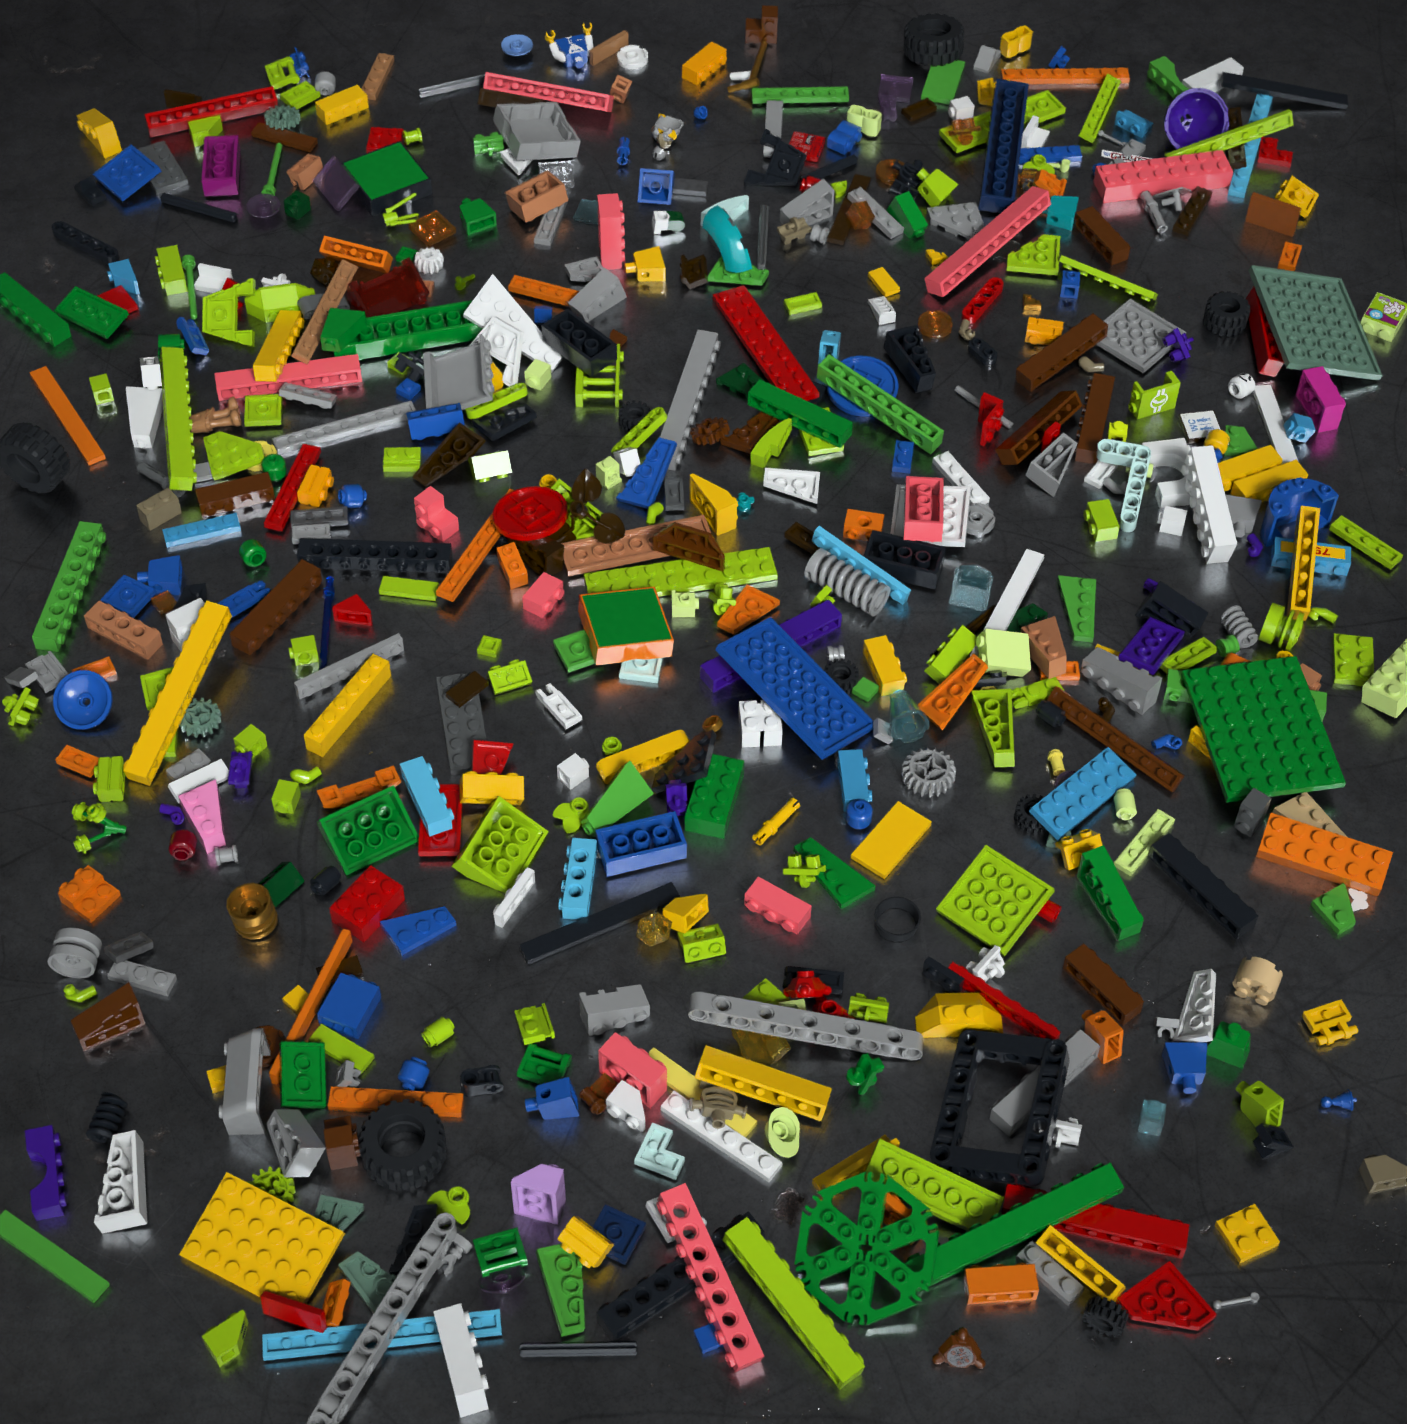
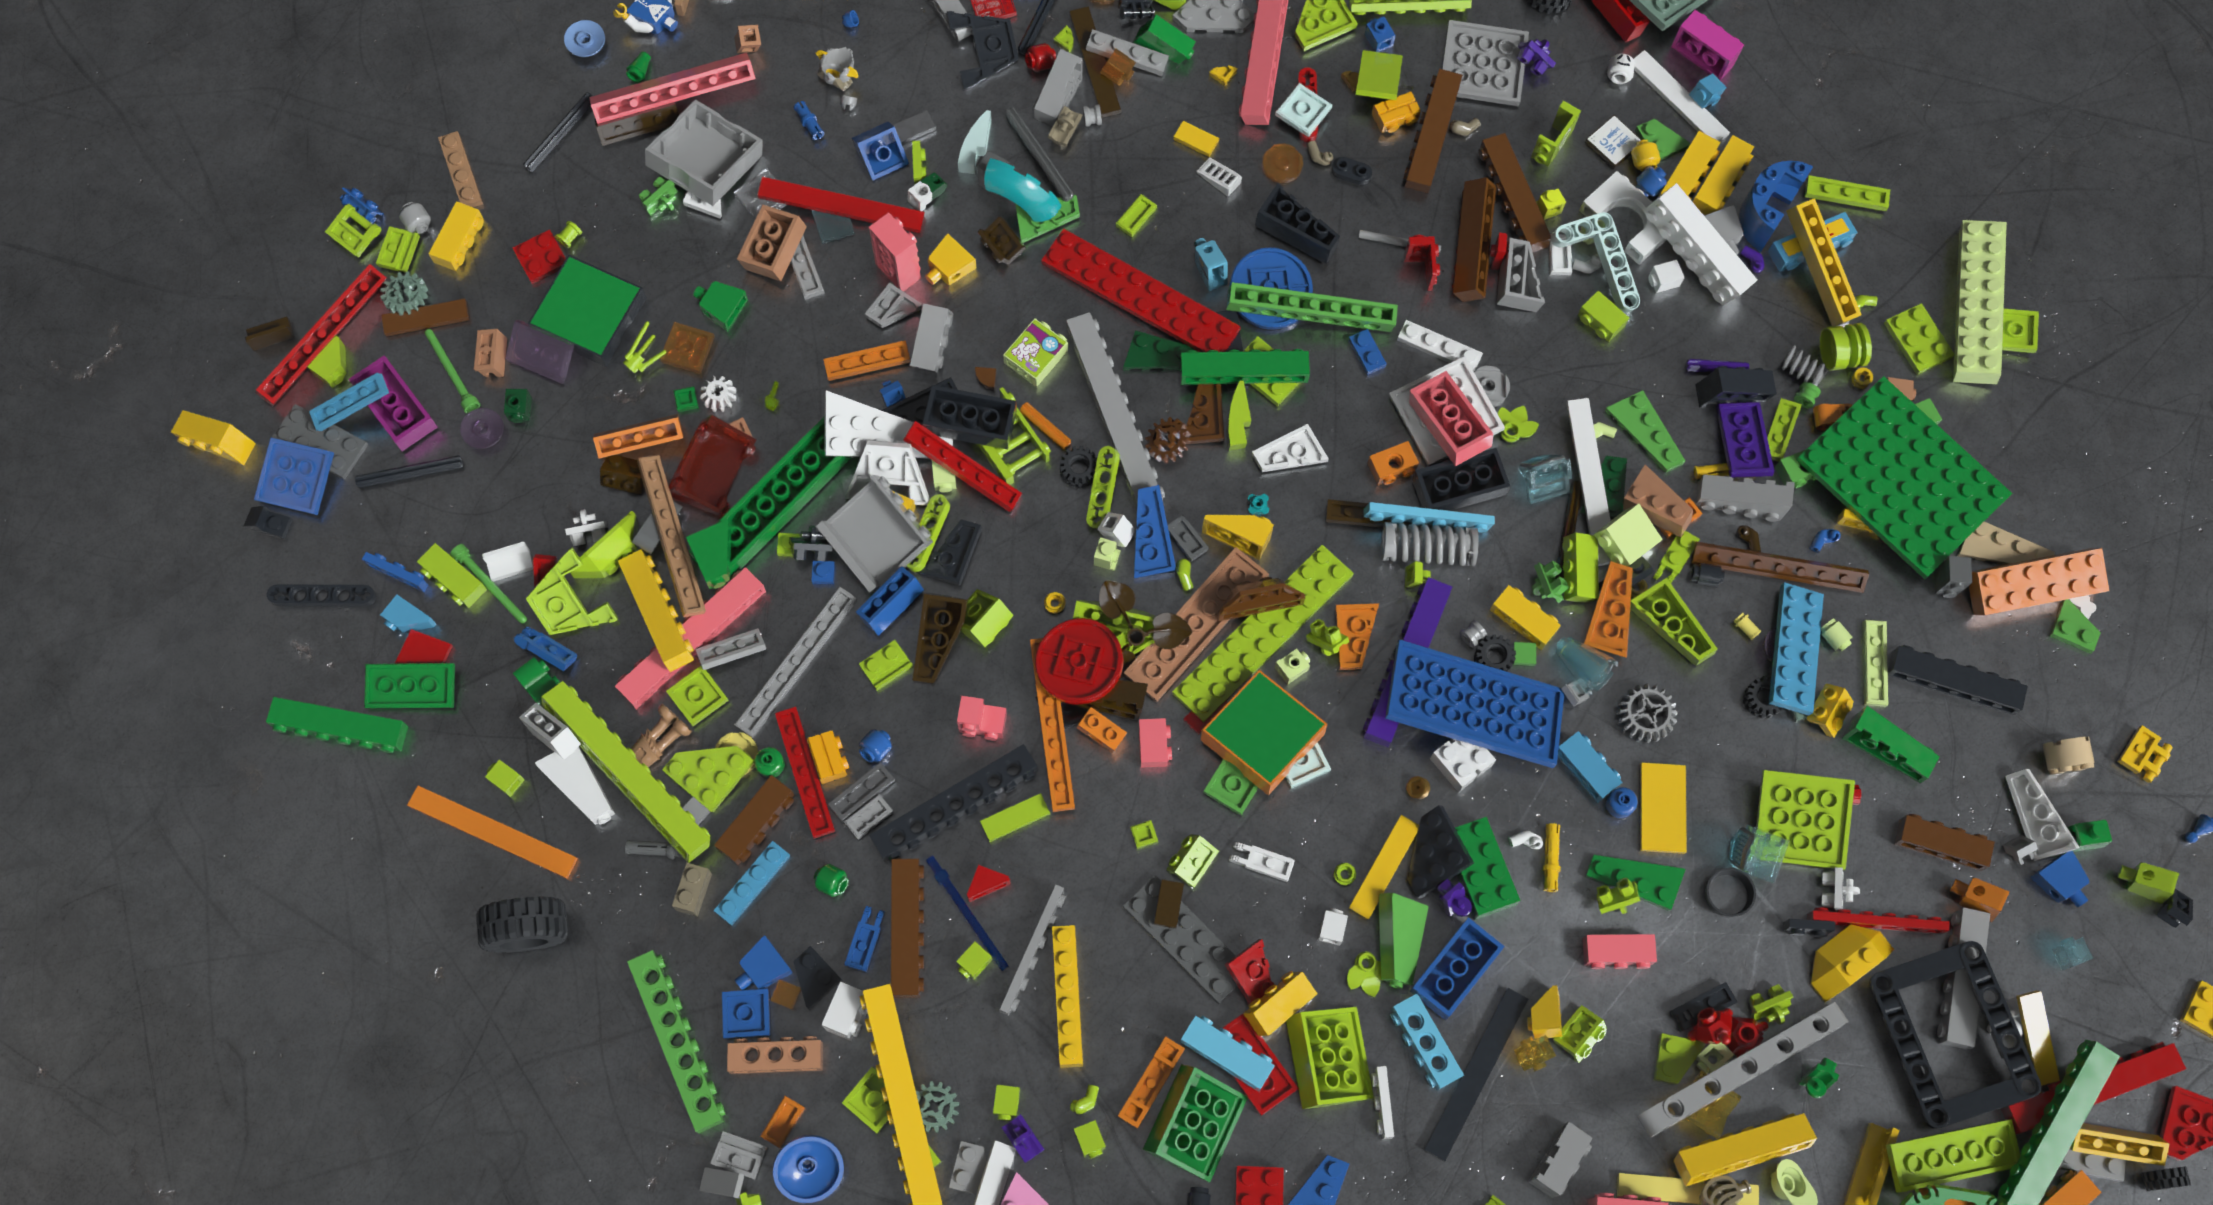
camera: 35 degrees left, 20 degrees up
(140, 251) = (395, 571): none -> blue plate
(193, 146) = (349, 402): none -> dark azure plate
(538, 74) = (637, 69): none -> green cone
(551, 370) = (962, 466): none -> red plate
(590, 191) = (837, 203): none -> red tile
(632, 383) = (1045, 425): none -> orange axle
(662, 340) = (1036, 352): none -> brick
(677, 201) = (918, 156): none -> lime plate
(767, 799) = (1526, 837): none -> white arm
(920, 651) = (1546, 584): none -> bright green hips
(937, 897) = (1757, 852): none -> clear light blue piece
(974, 298) = (1303, 110): none -> light aqua tile
(978, 551) = (1516, 422): none -> lime plate
(1041, 586) = (1603, 429): none -> yellowish green arm
(1048, 304) = (1379, 75): none -> lime tile
(1073, 1146) = (2038, 1036): none -> tile

